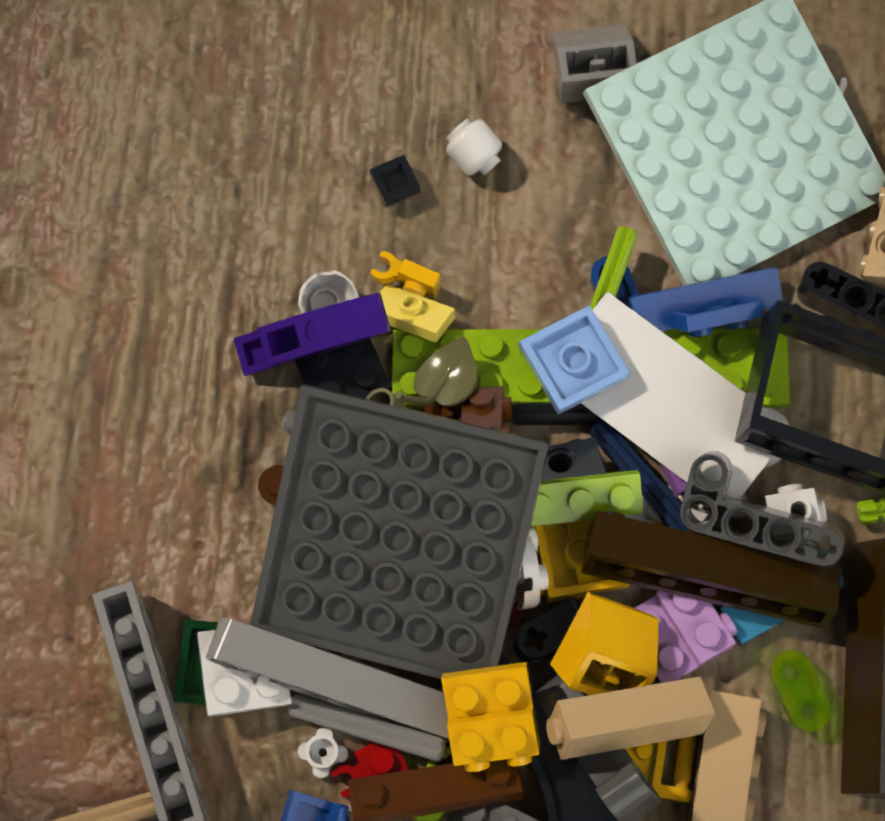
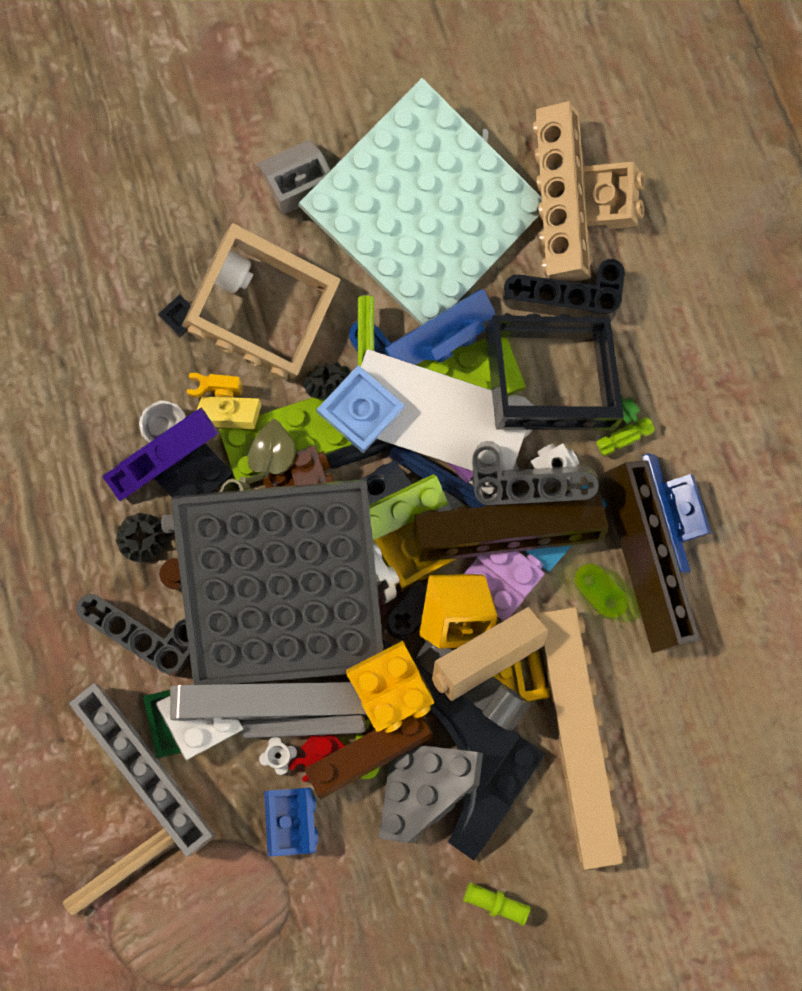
camera: 25 degrees left, 5 degrees up
(204, 538) = (134, 632): none -> dark grey beam
(262, 442) = (151, 546): none -> pearl dark grey gear
(530, 310) = (314, 382): none -> pearl dark grey gear
(540, 153) = (282, 261): none -> tan window

